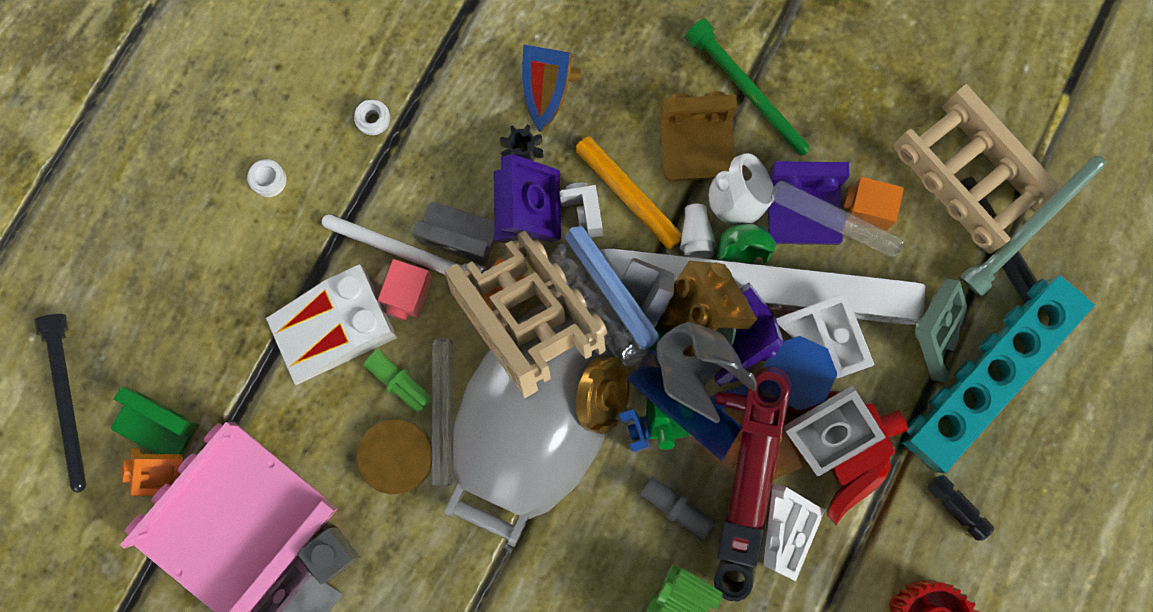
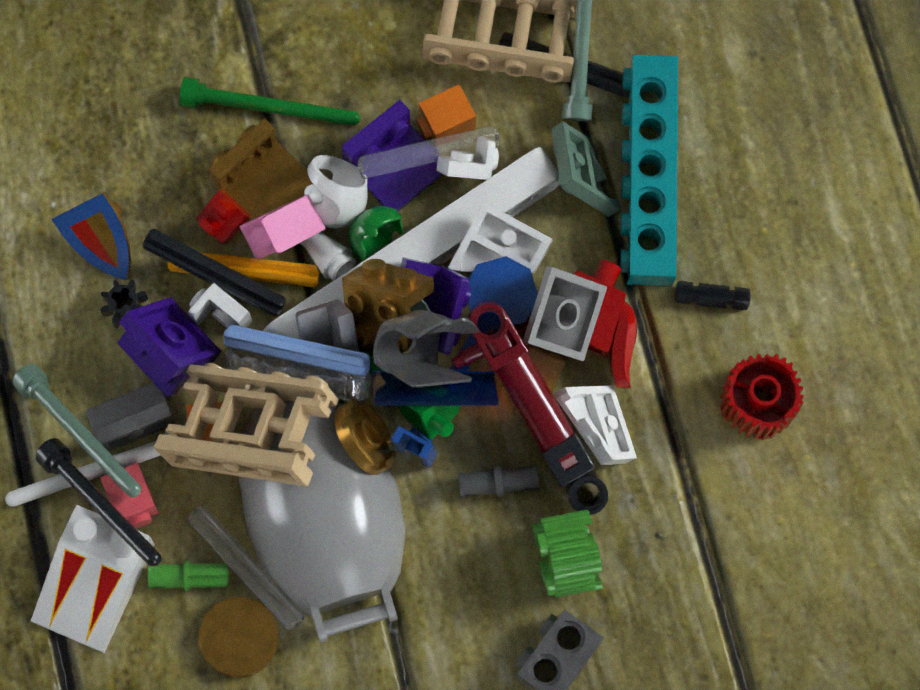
camera: 45 degrees left, 5 degrees down
(379, 217) = (56, 459): none -> black piece
(410, 151) = (33, 384): none -> sand green piece
(603, 178) = (214, 272): none -> black axle
(645, 143) = (222, 217): none -> red tile
(680, 186) = (282, 227): none -> bright pink slope
(860, 255) = (467, 165): none -> white bracket

